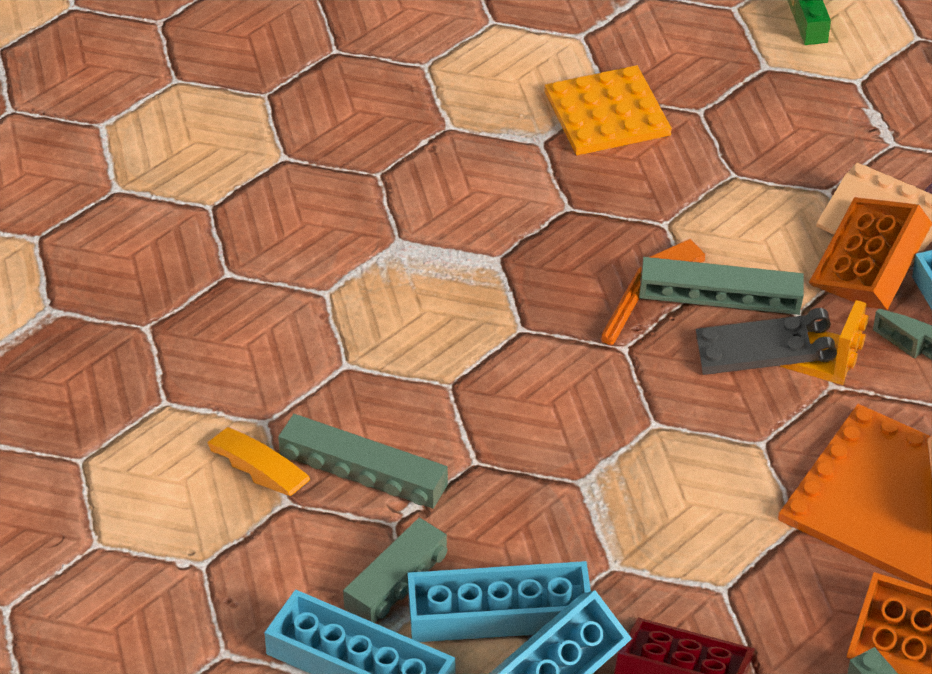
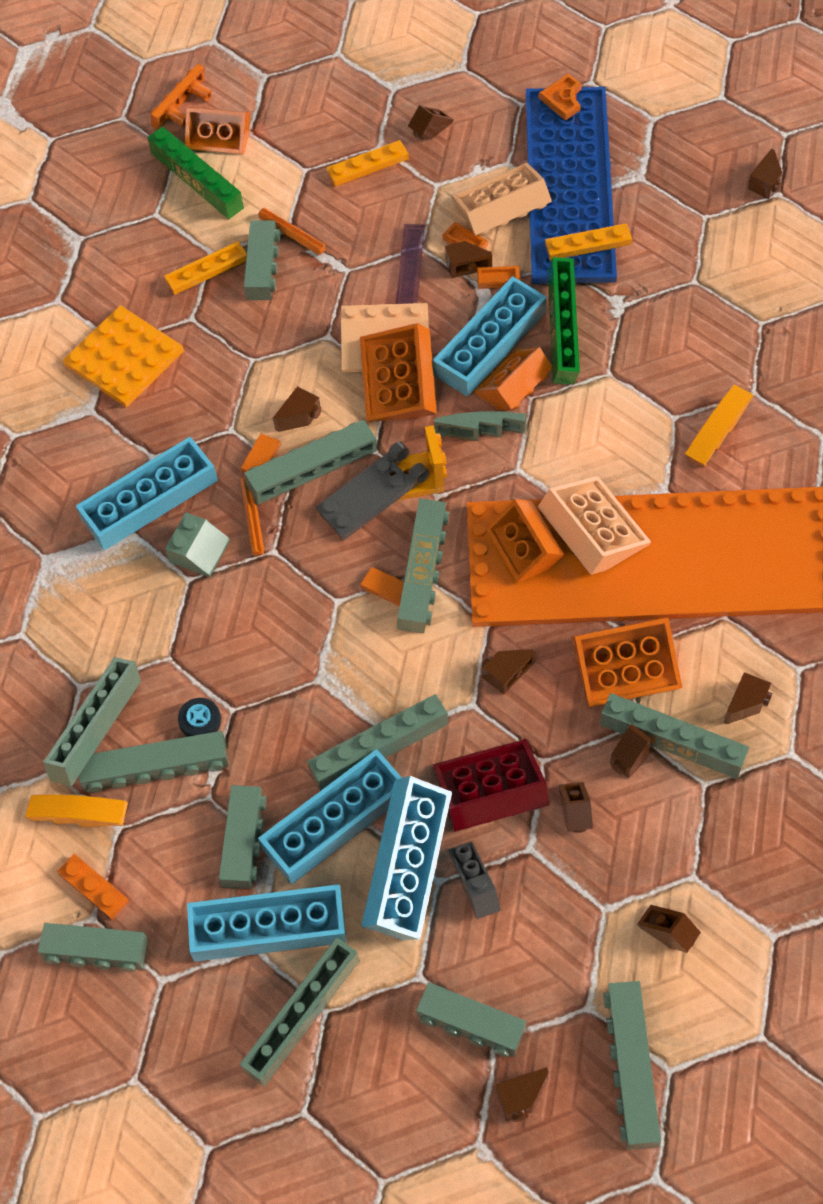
camera: 30 degrees left, 15 degrees up
(183, 584) = (93, 946): none -> sand green brick
(223, 536) = (93, 886): none -> orange plate
(329, 388) = (92, 722): none -> sand green brick
(437, 445) = (197, 710): none -> black wheel
(536, 231) = (147, 493): none -> medium azure brick
(550, 300) = (196, 545): none -> sand green slope
(607, 563) = (386, 737): none -> sand green brick
(714, 436) = (383, 586): none -> orange tile
(742, 236) = (297, 410): none -> reddish brown slope
(748, 73) = (206, 268): none -> light orange plate
(764, 434) = (421, 566): none -> sand green brick
(784, 572) = (507, 668): none -> reddish brown slope
(808, 91) = (261, 260): none -> sand green brick
(861, 83) = (293, 231): none -> orange axle
(890, 463) = (524, 540): none -> orange slope

